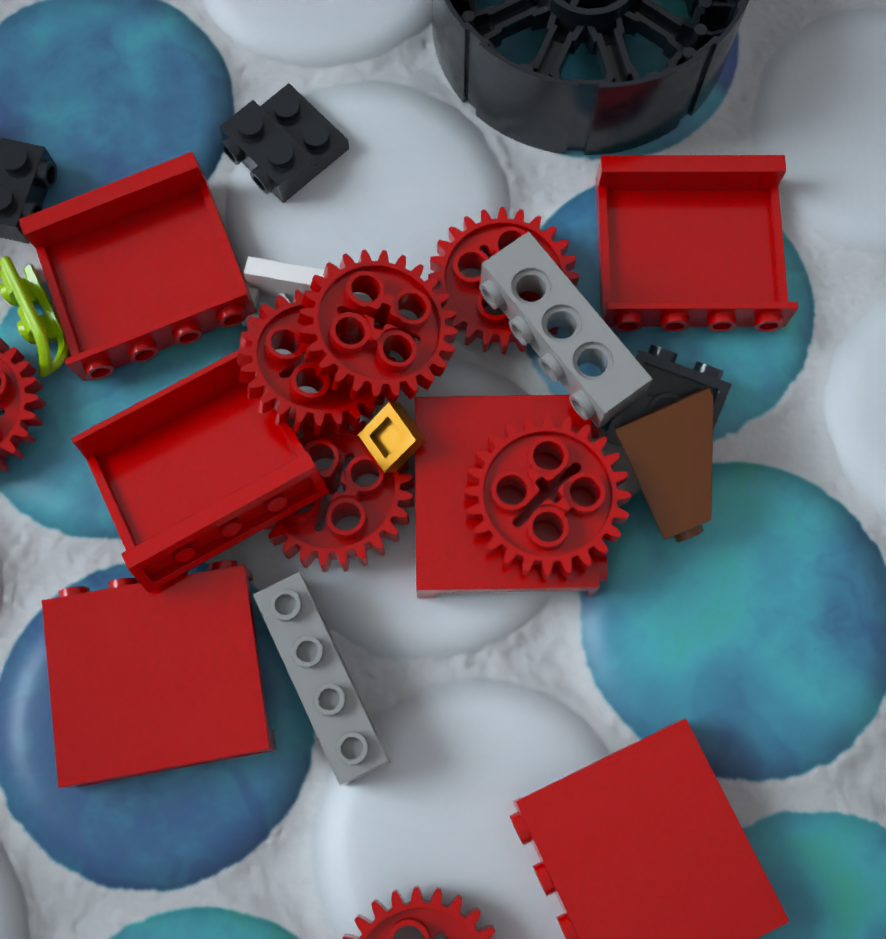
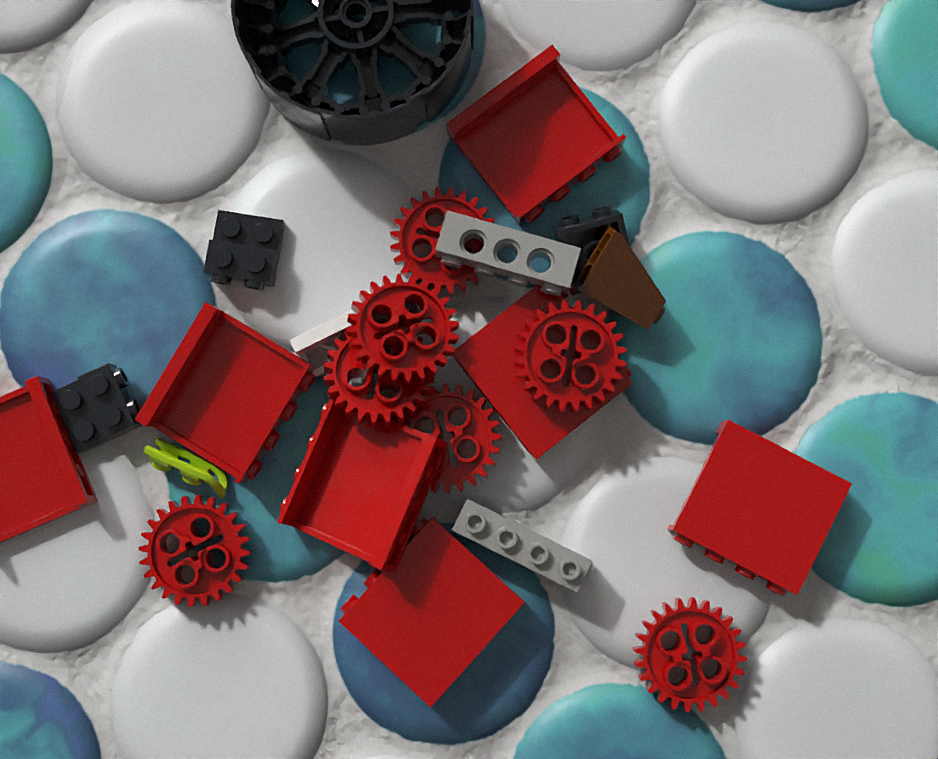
camera: 35 degrees left, 10 degrees up
(392, 437) = (458, 385): plate -> none

